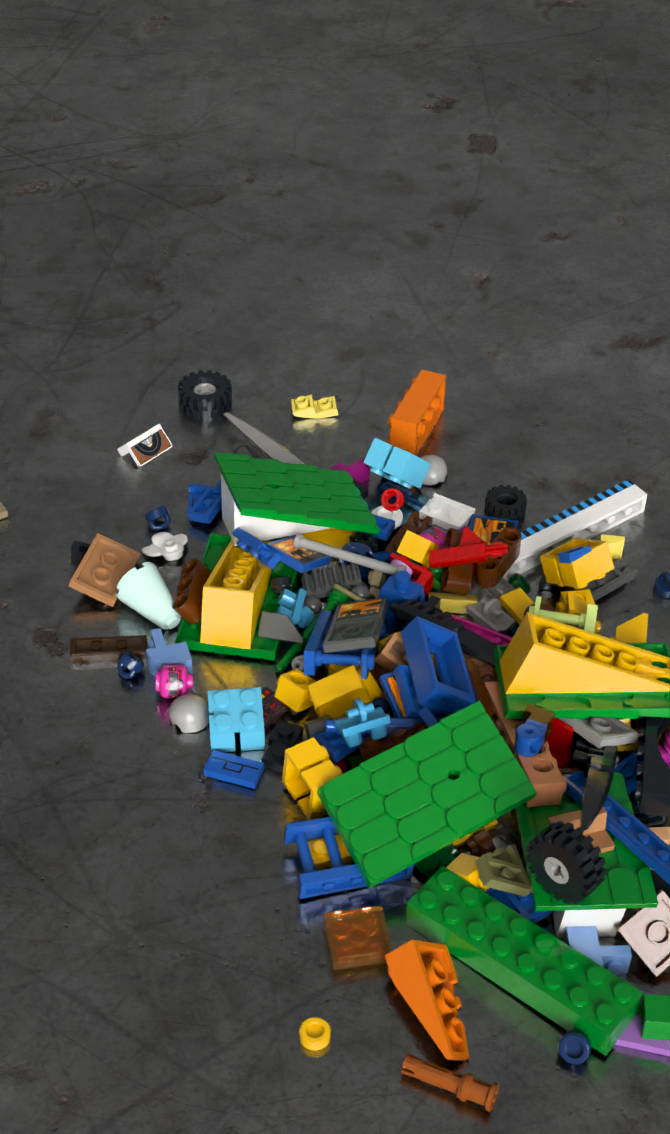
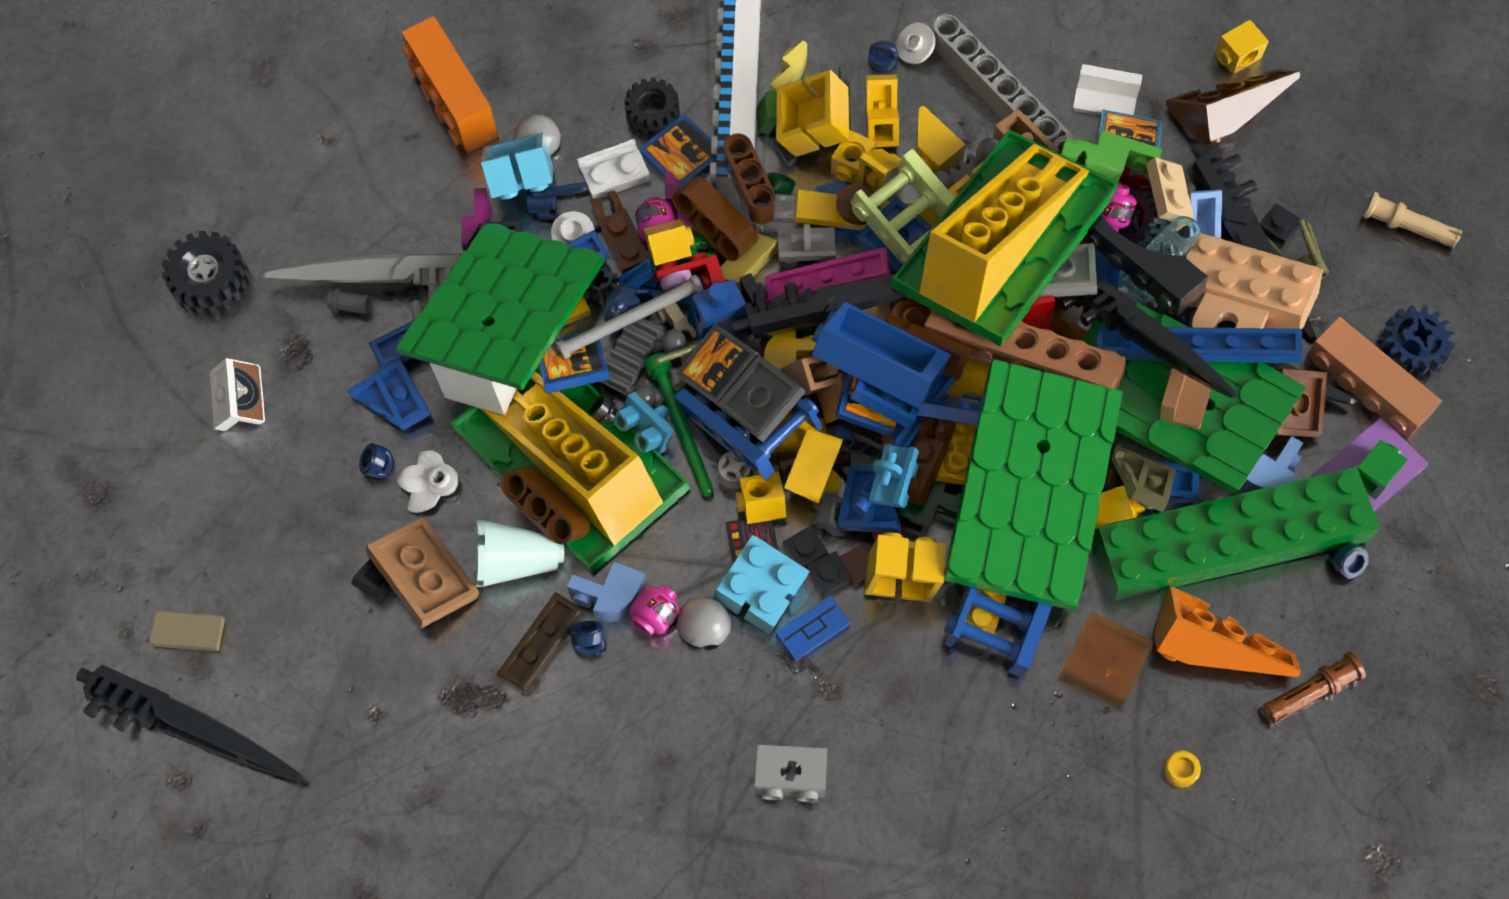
camera: 50 degrees left, 25 degrees up
(123, 808) = (776, 760): none -> light grey brick
(256, 548) = (551, 400): blue hinge -> none
(279, 627) = (666, 455): dark grey tile -> none
(308, 408) = (328, 175): light yellow slope -> none
(387, 495) = (574, 214): red plate -> none
(470, 550) = (731, 203): red piece -> none
(534, 731) = (1046, 334): blue leg -> none
(566, 862) = (1238, 433): black wheel -> none
(573, 554) = (825, 112): blue piece -> none
(623, 603) = (882, 110): none -> yellow brick

